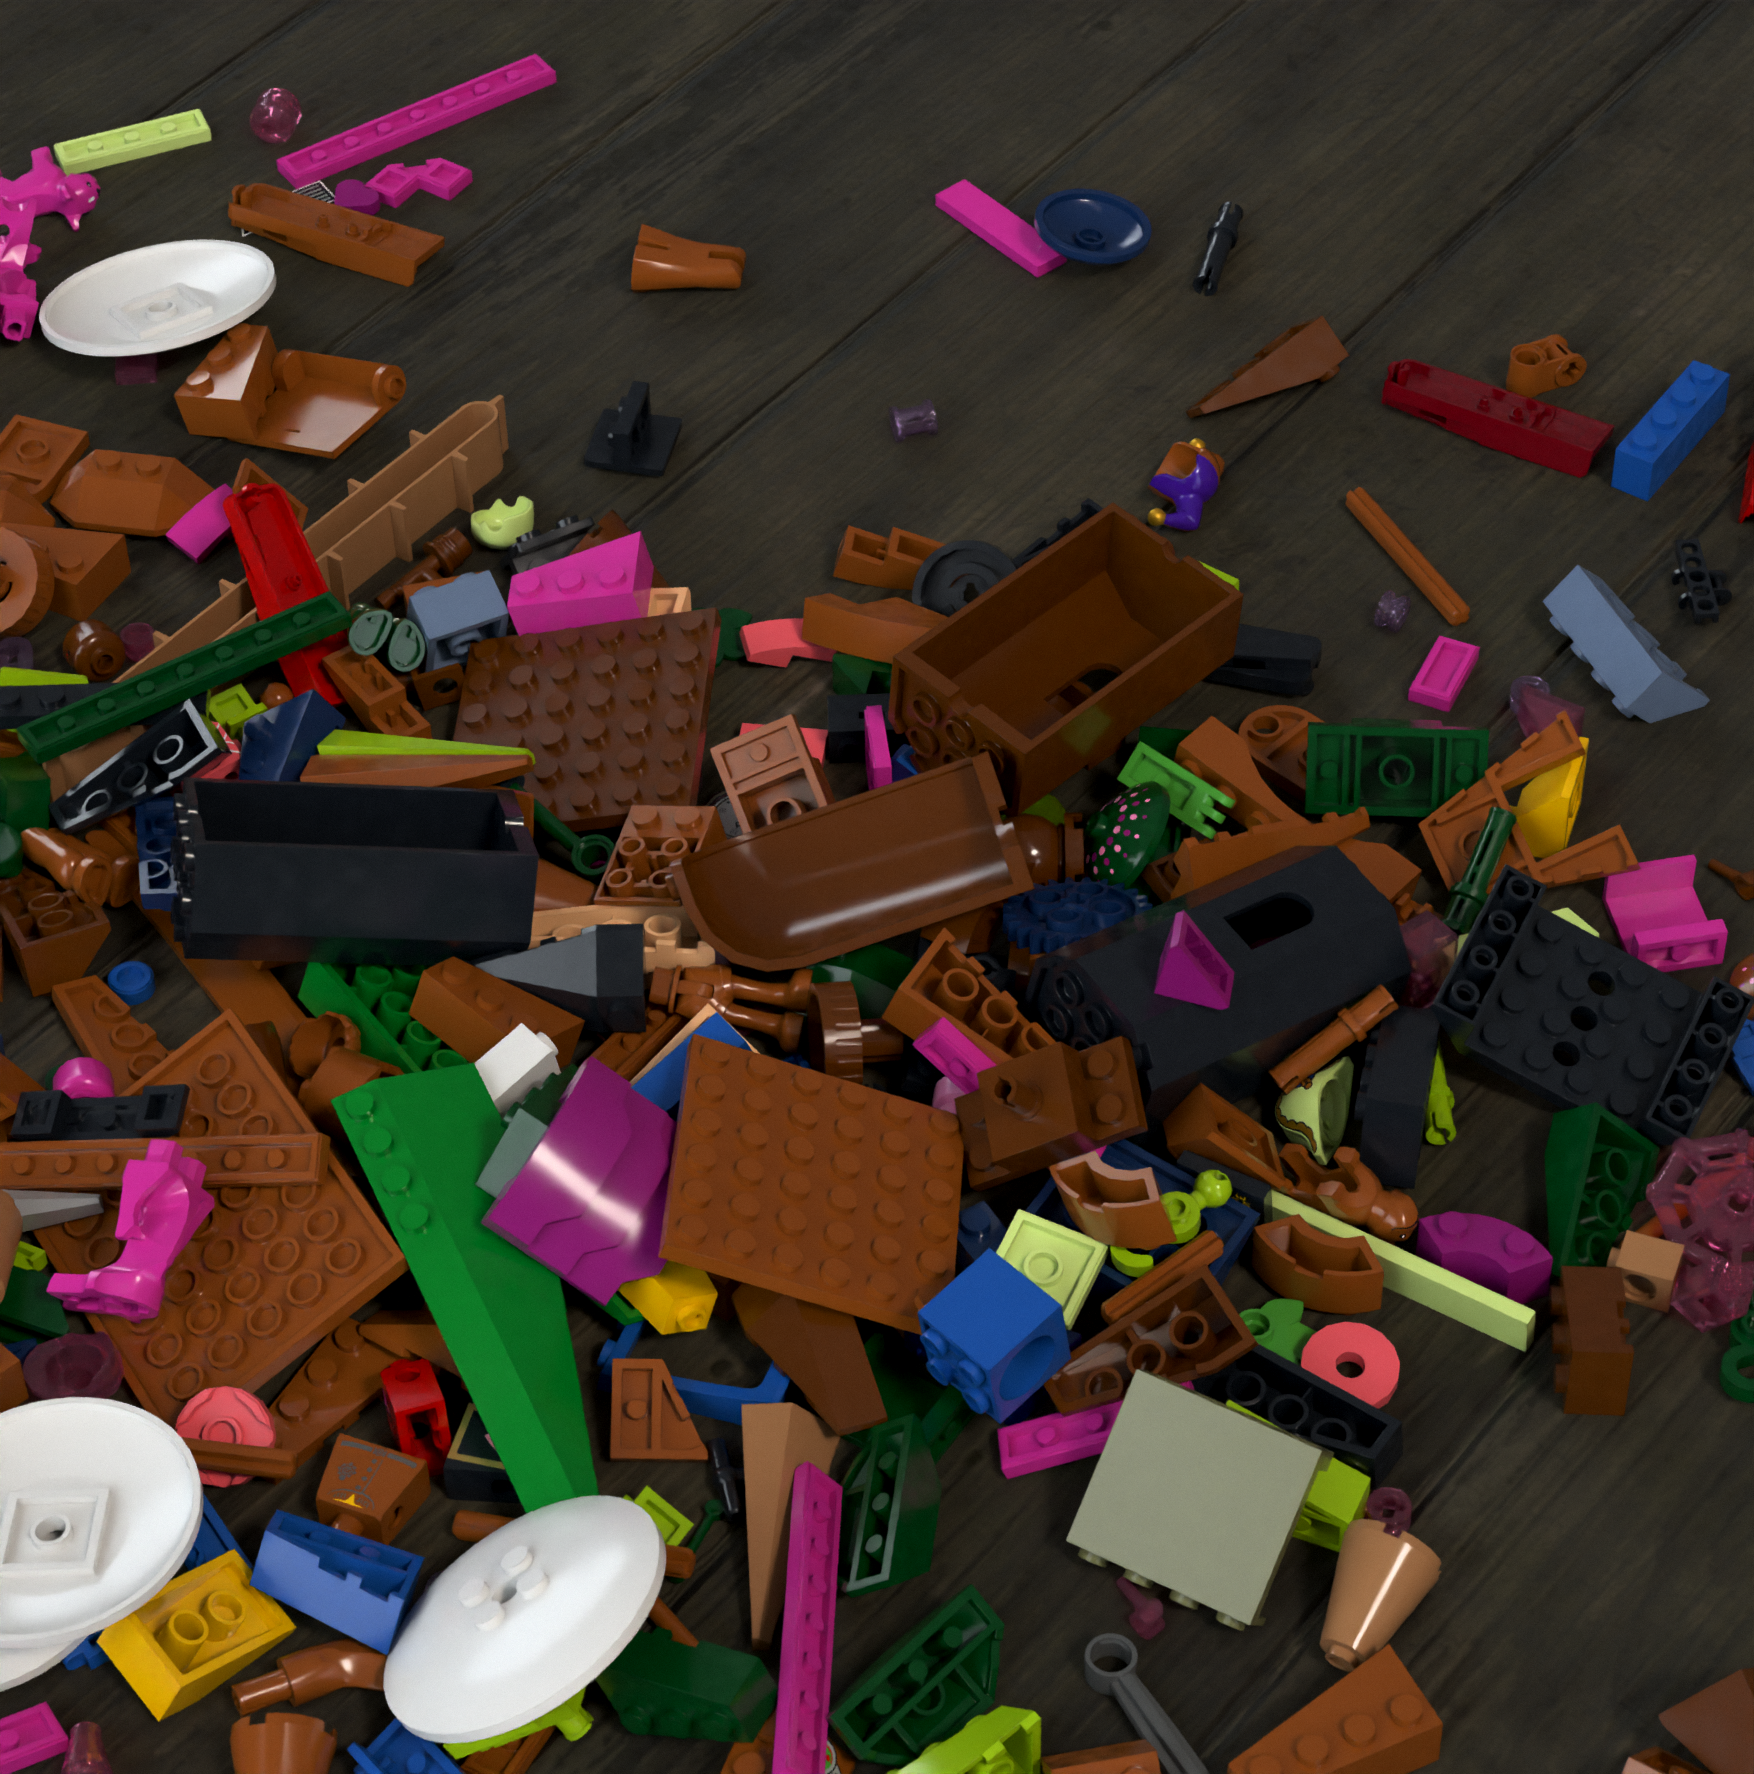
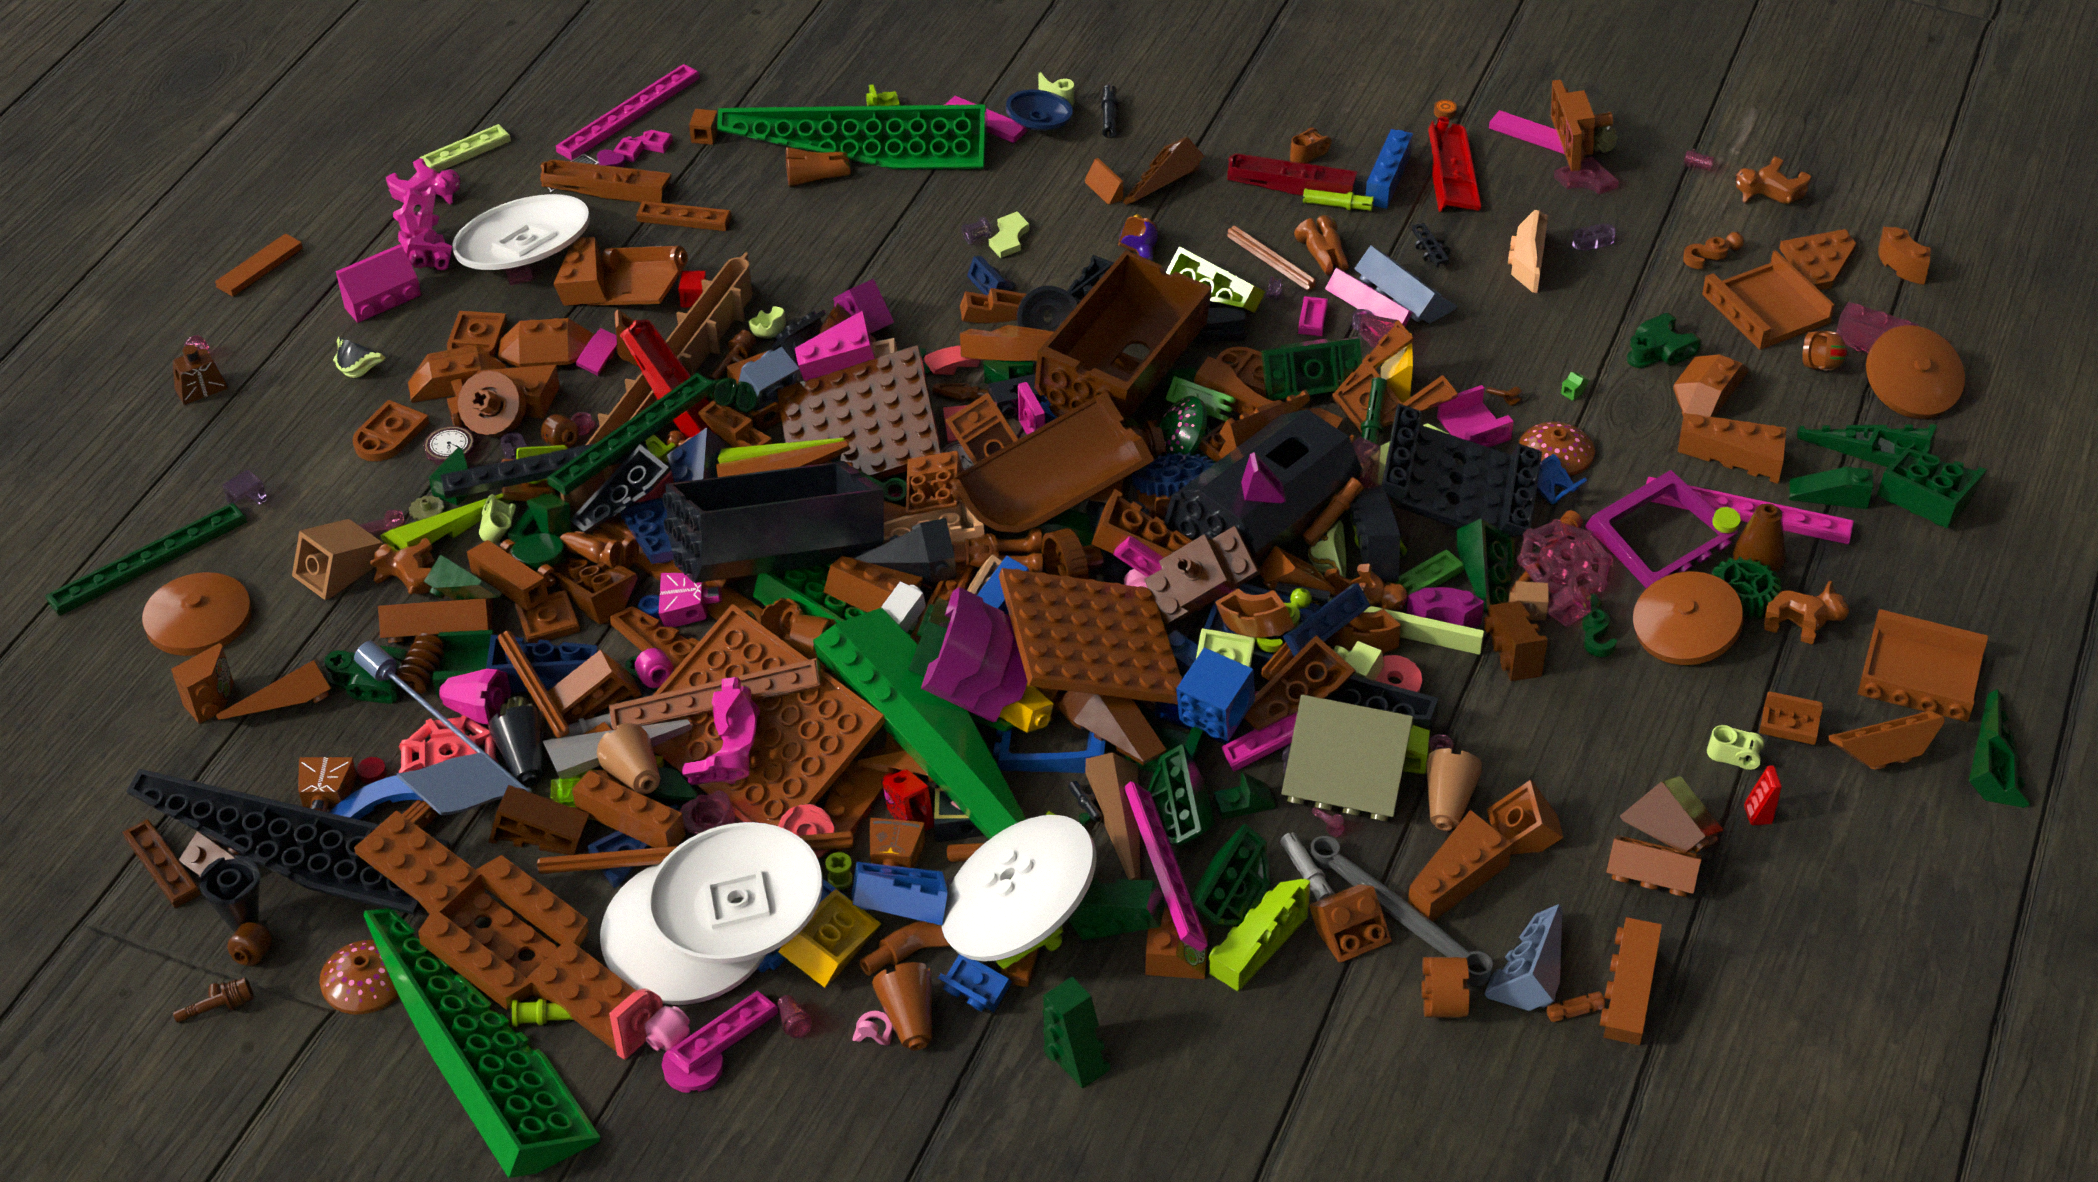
camera: 15 degrees left, 0 degrees up
(59, 1118) = (646, 682): black slope -> none
(178, 988) = (683, 600): none -> dark pink torso
(255, 1508) = (838, 866): none -> lime bush
(275, 115) = (546, 120): clear pink piece -> none
(394, 434) = (690, 287): none -> red brick
(440, 314) = (684, 216): none -> dark orange tile
(526, 166) = (703, 126): none -> dark orange brick
(633, 437) = (821, 265): black bracket -> none
(650, 1416) = (1034, 776): dark orange wing -> none
(670, 524) = (868, 299): none -> magenta brick
(783, 699) = (959, 391): none -> reddish brown piece
(801, 226) = (872, 134): none -> green wedge
(839, 172) = (881, 99): none -> lime bracket
(901, 504) = (987, 276): none -> dark blue tile
(975, 429) = (1010, 230): none -> yellowish green tile
(1009, 1535) = (1246, 799): none -> dark green slope
(1071, 1705) = (1306, 866): none -> light grey pin
(1148, 195) = (1062, 87): none -> yellowish green panel
(1163, 373) = (1104, 182): none -> dark orange slope
(1251, 1235) = (1328, 618): none -> dark blue tile
(1284, 581) = (1225, 286): none -> lime wedge
(1290, 1326) = (1364, 659): none -> yellowish green brick
(1482, 1184) = (1431, 572): none -> bright green hinge
(1490, 1685) = (1526, 820): none -> dark orange slope
(1508, 555) = (1323, 242): none -> dark orange piece
(1548, 658) = (1365, 297): none -> tile
(1578, 476) = (1347, 201): none -> lime pin

